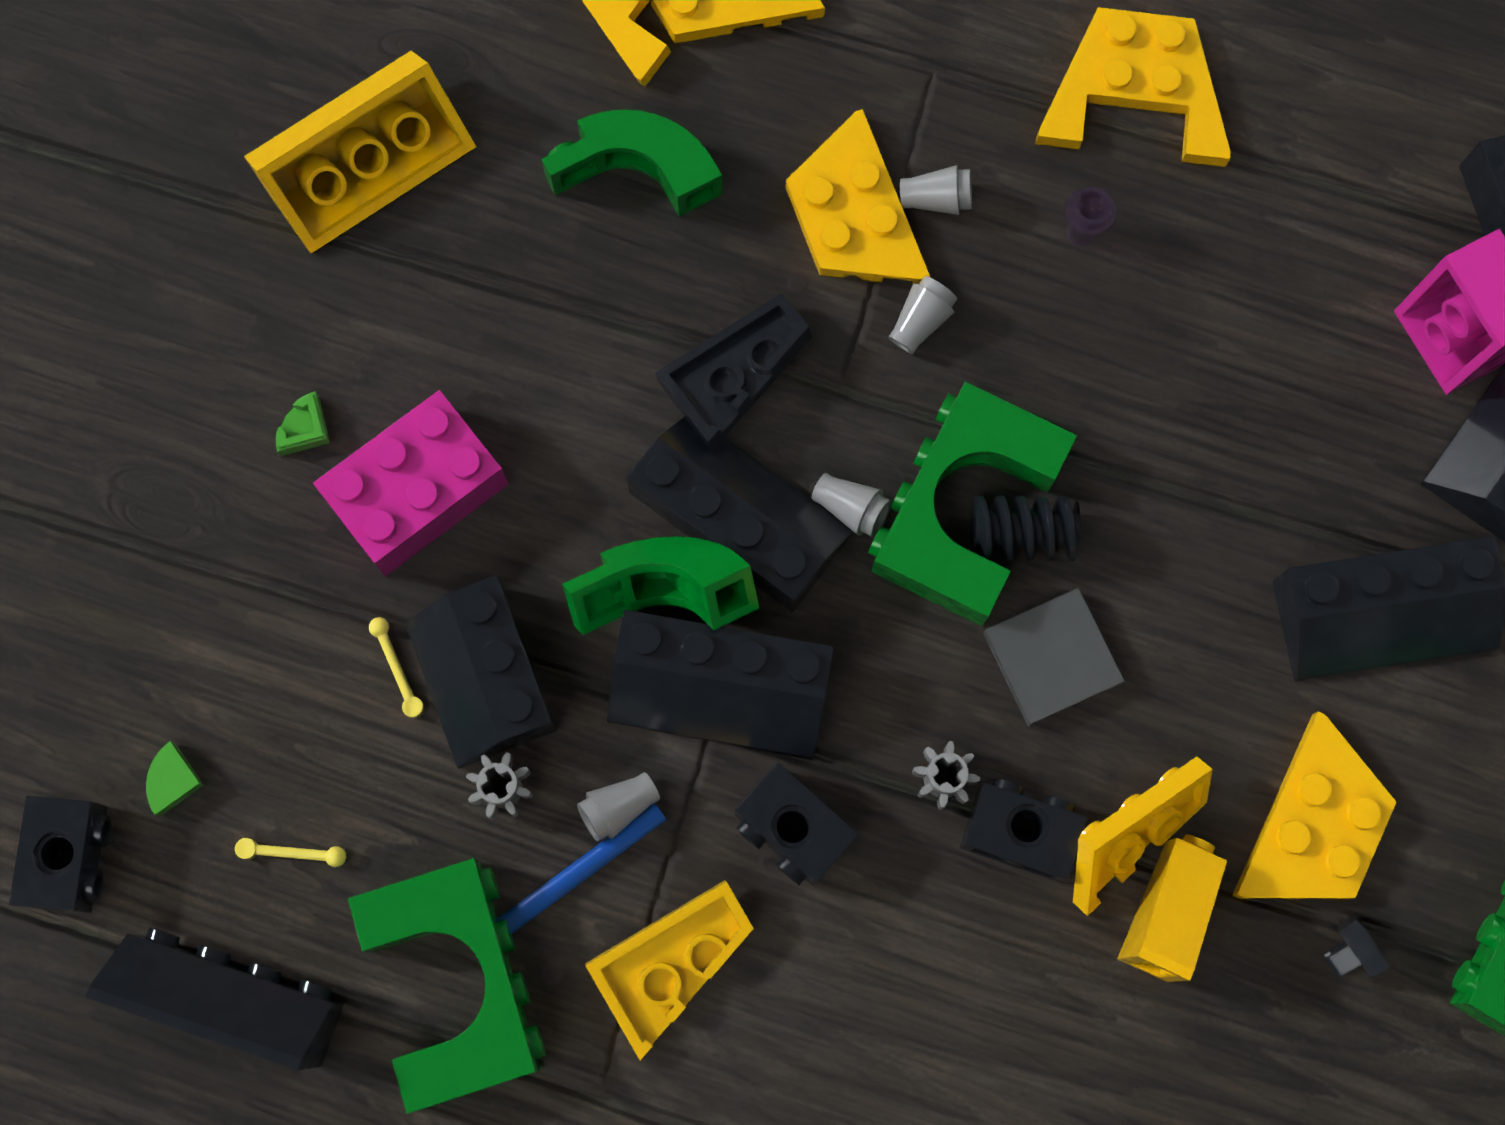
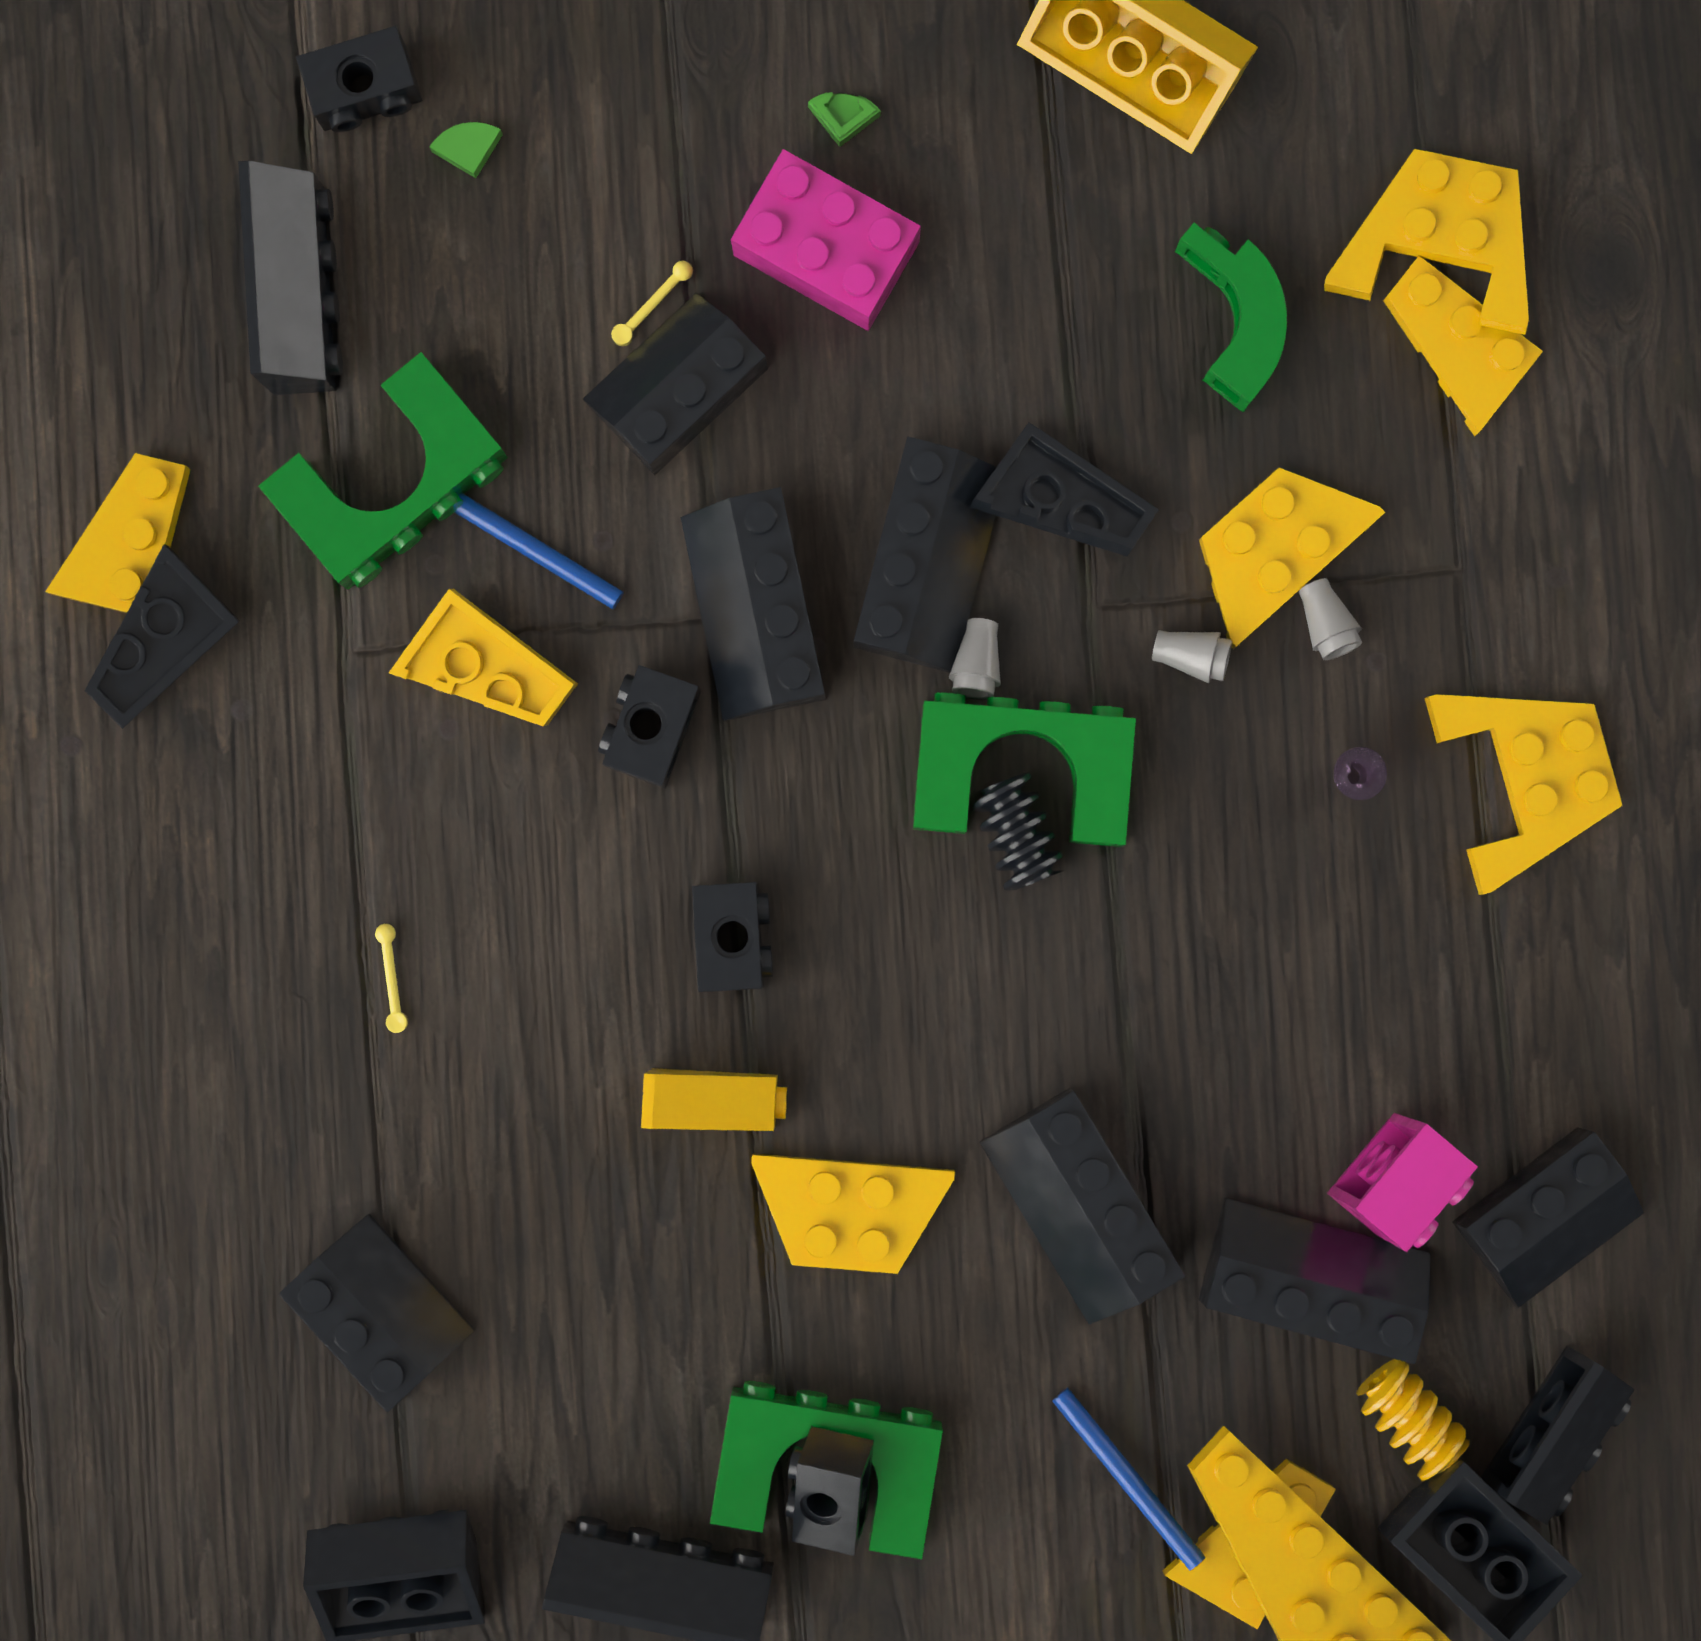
camera: 75 degrees right, 10 degrees up
(248, 849) = (436, 244): light yellow hinge -> none
(484, 783) = (578, 458): light grey gear -> none
(617, 805) = (605, 558): light grey cone -> none
(663, 572) = (834, 508): green arch -> none
(945, 760) = (738, 851): light grey gear -> none
(1053, 657) = (908, 905): dark grey tile -> none
(1118, 842) = (757, 1029): yellow wing -> none
(1356, 950) = (744, 1282): black tile -> none

